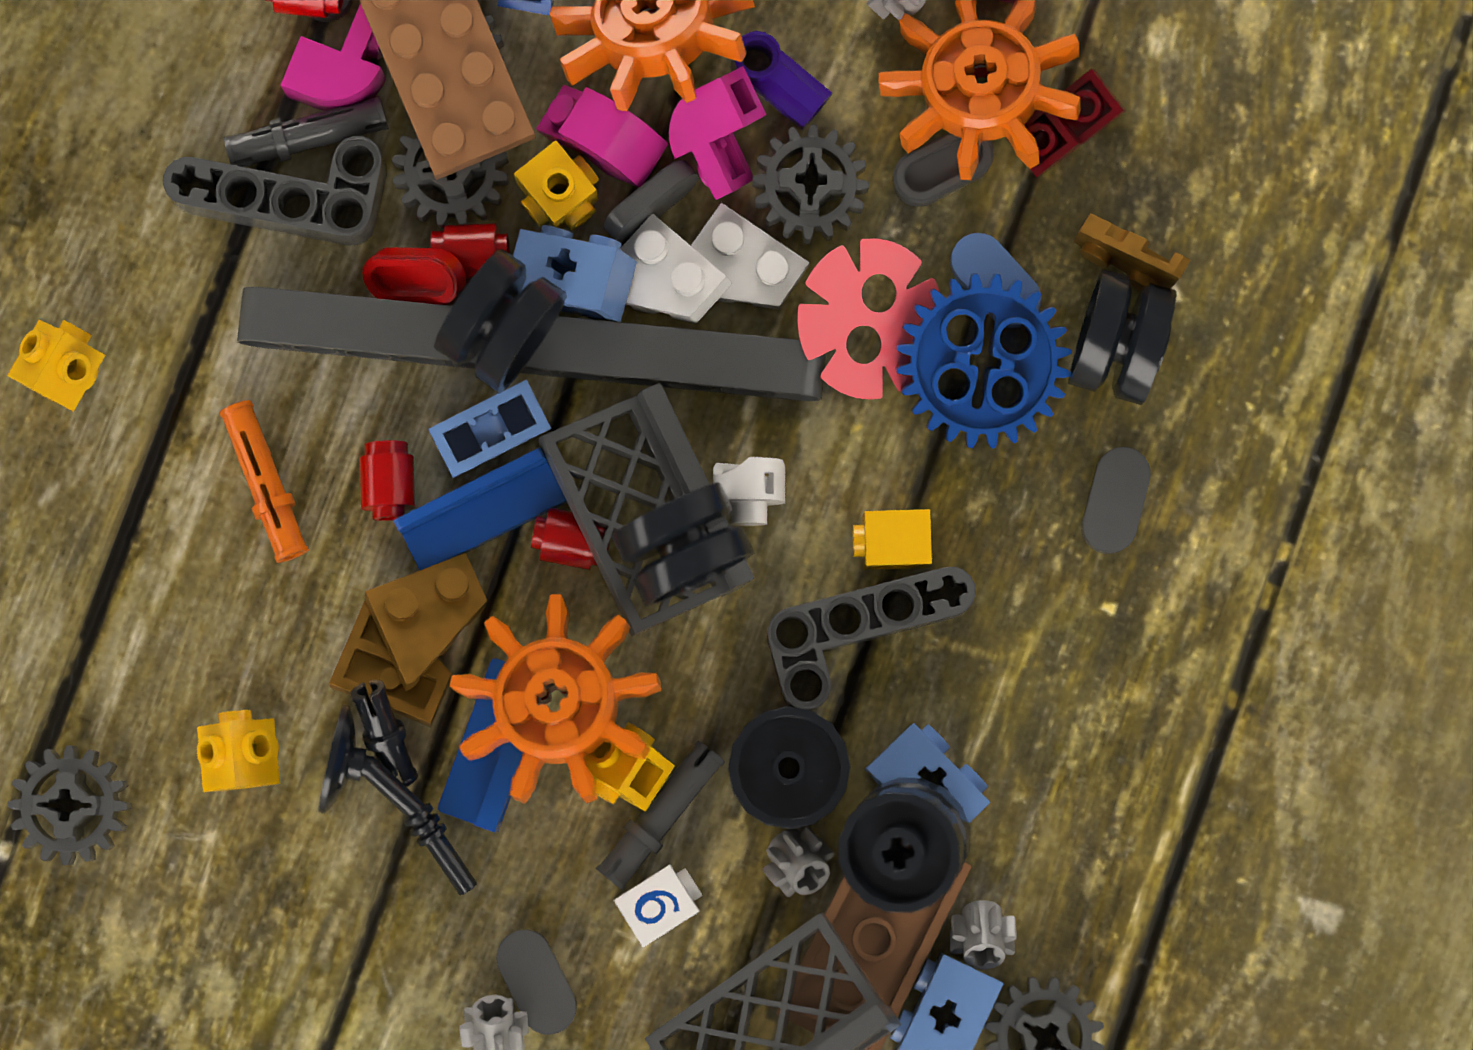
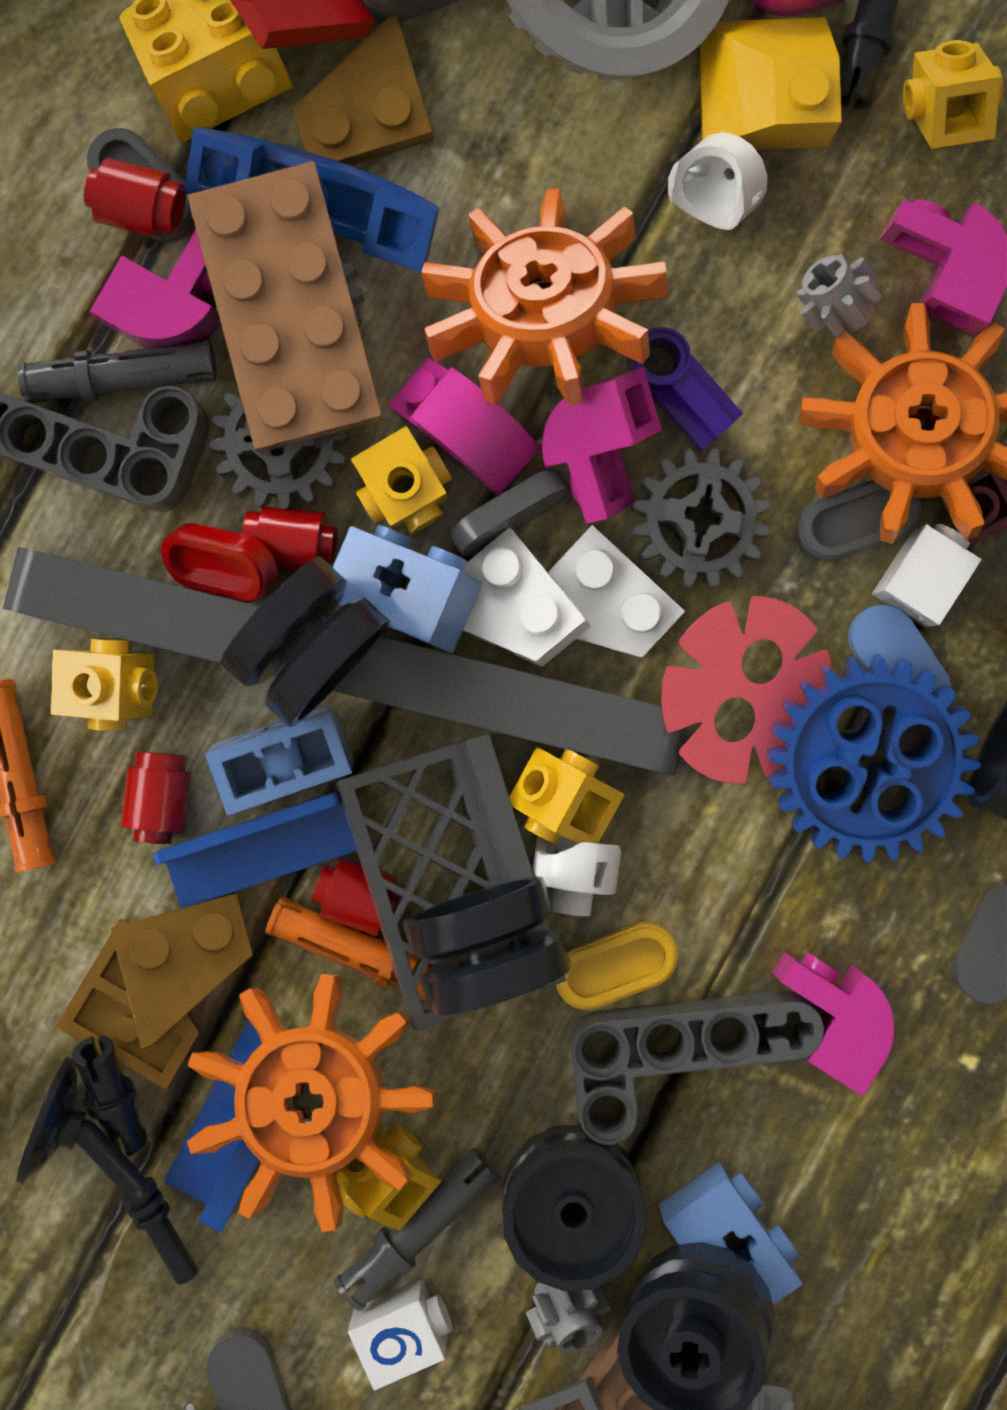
camera: 15 degrees right, 5 degrees up
(332, 389) = (104, 684): none -> yellow brick
(571, 583) = (337, 943): none -> orange pin
(730, 427) = (554, 790): none -> yellow brick
(797, 568) = (618, 965): none -> yellow tile
(893, 539) = (735, 953): yellow brick -> none
(1003, 584) = (853, 1015): none -> dark pink brick
(1005, 202) = (928, 574): none -> white brick

